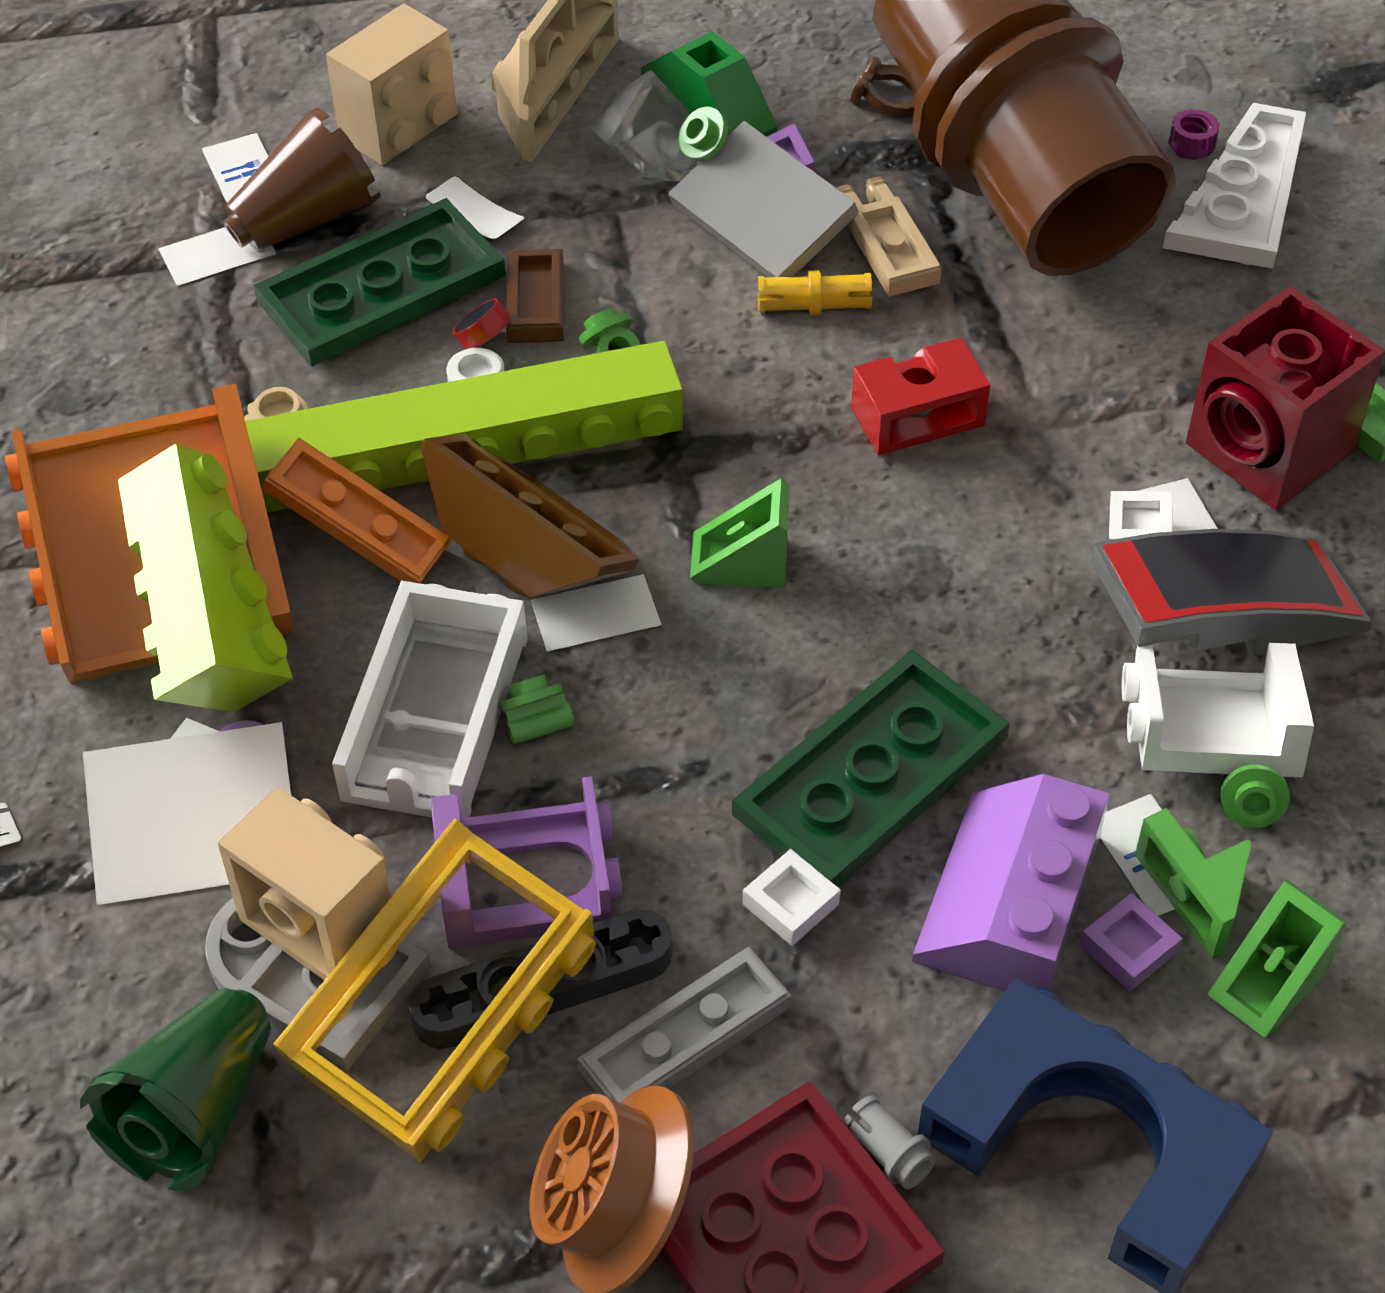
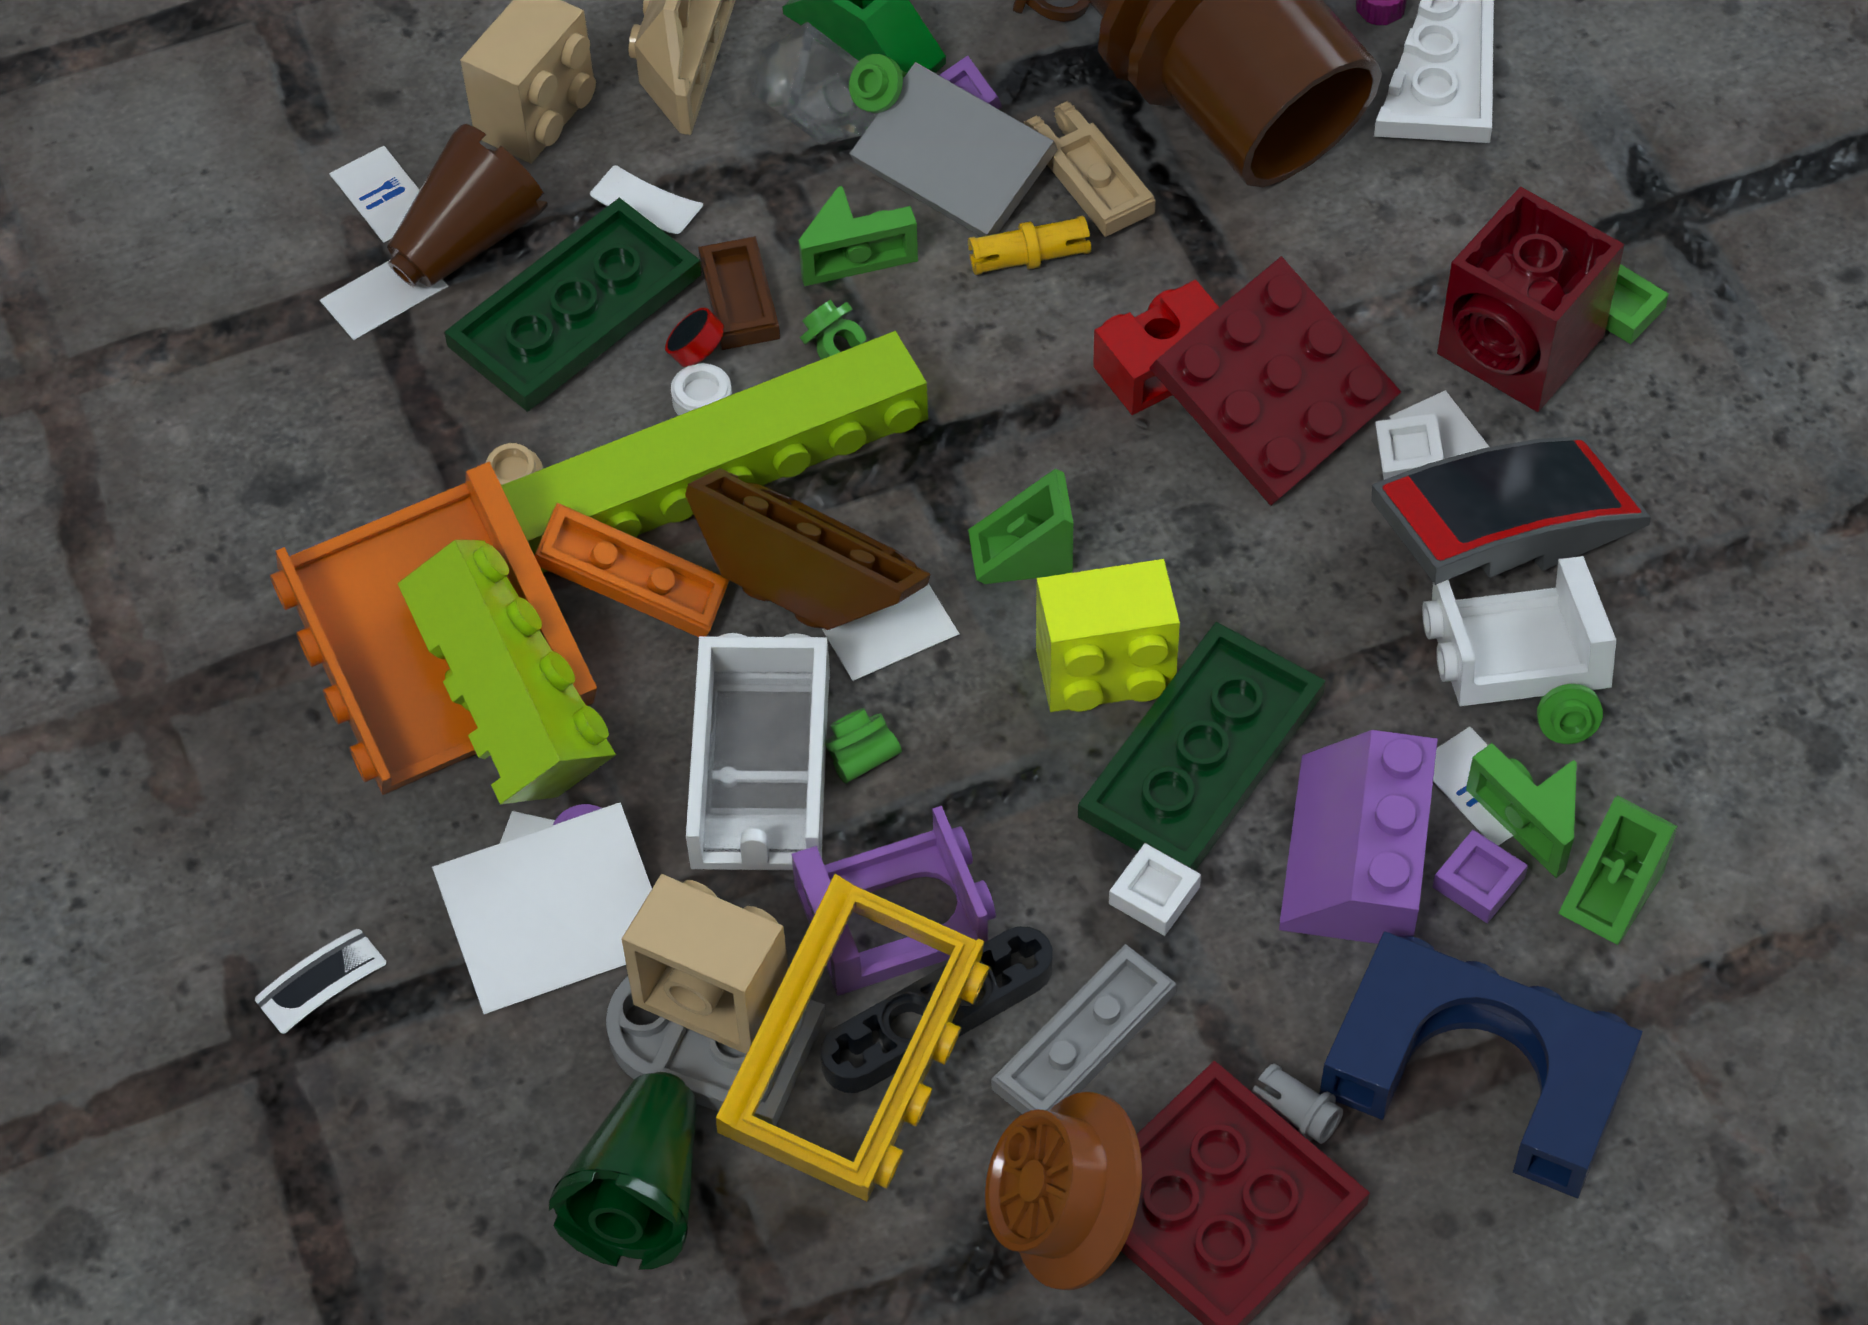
camera: 10 degrees left, 5 degrees up
(644, 268) = (849, 246): none -> bright green slope
(797, 641) = (1106, 635): none -> neon yellow brick
(1019, 439) = (1275, 380): none -> dark red plate

